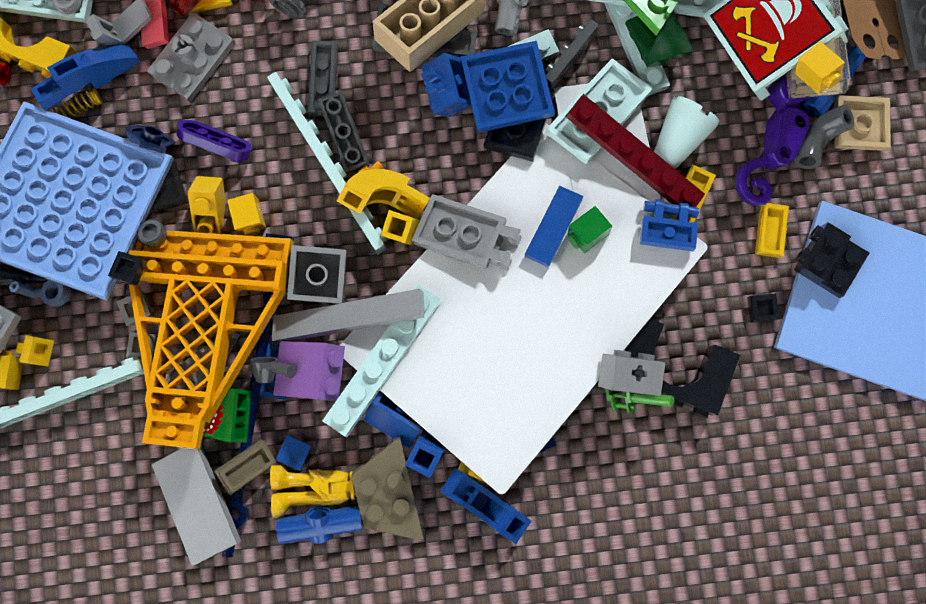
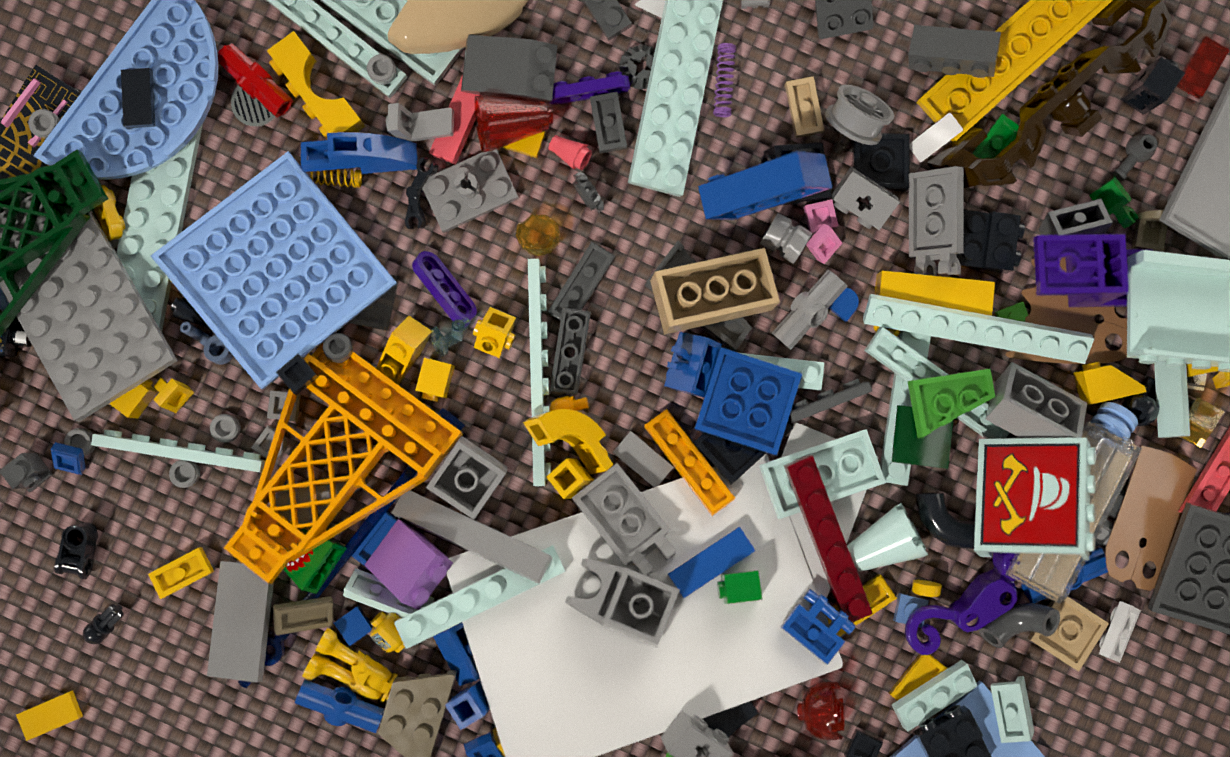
camera: 30 degrees right, 5 degrees up
(20, 529) = (76, 556): none -> black piece
(79, 577) = (102, 624): none -> black axle
(82, 411) = (184, 473): none -> light grey tile
(96, 354) = (225, 428): none -> light grey tile
(123, 493) = (181, 573): none -> yellow plate
(147, 81) = (414, 192): none -> black piece
(149, 138) = (385, 252): dark blue animal -> none
(236, 182) = (442, 342): none -> clear light blue piece
(265, 57) = (538, 235): none -> clear yellow hair
(266, 368) = (372, 537): dark grey bar -> none
(274, 150) = (491, 337): none -> yellow brick
(297, 413) = (371, 592): none -> light aqua plate
(325, 439) = (385, 632): none -> yellow head
(451, 184) = (643, 459): none -> light grey tile
(490, 162) = (689, 462): none -> light orange tile
(497, 295) = (618, 594): none -> light grey brick
(713, 294) = (822, 711): none -> clear red cylinder
(715, 97) = (943, 525): none -> black cylinder
(726, 178) = (906, 606): none -> medium blue plate
(734, 153) = (926, 588): none -> yellow tile
(792, 231) = (934, 695): none -> light aqua plate
(819, 68) = (1042, 573): yellow brick -> none
(860, 207) = (1013, 711): none -> light aqua panel
(900, 95) = (1122, 624): none -> white plate

